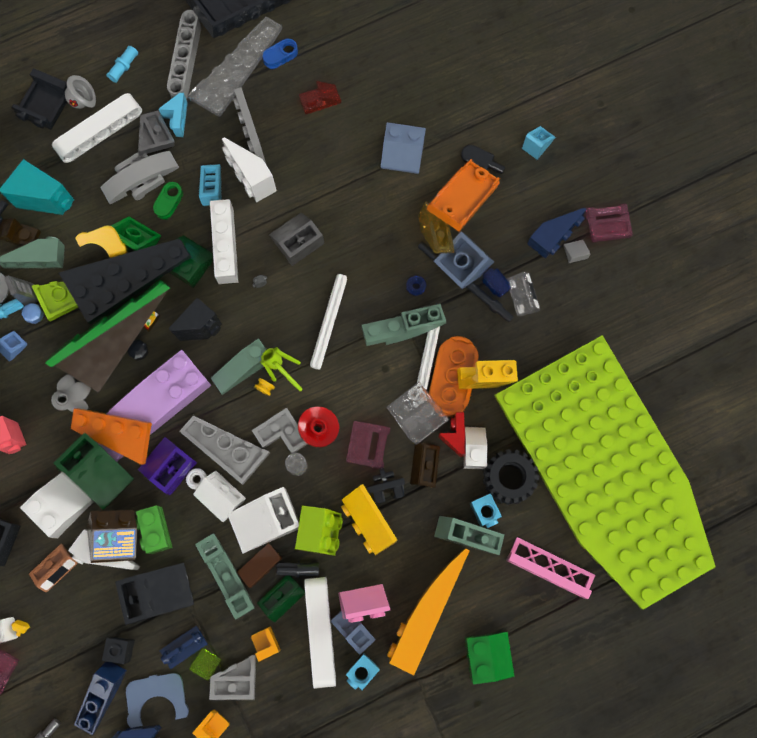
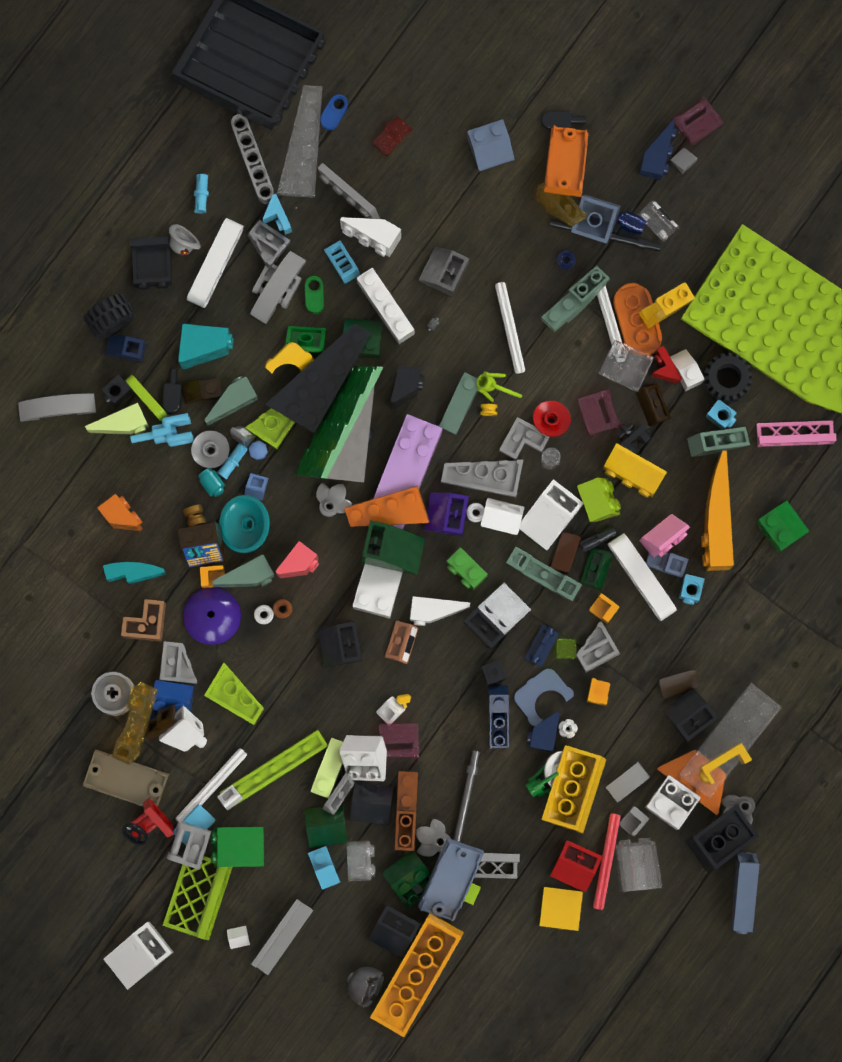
camera: 30 degrees left, 5 degrees up
(112, 536) = (439, 588): slope -> none
(537, 142) = (602, 79): medium azure slope -> none

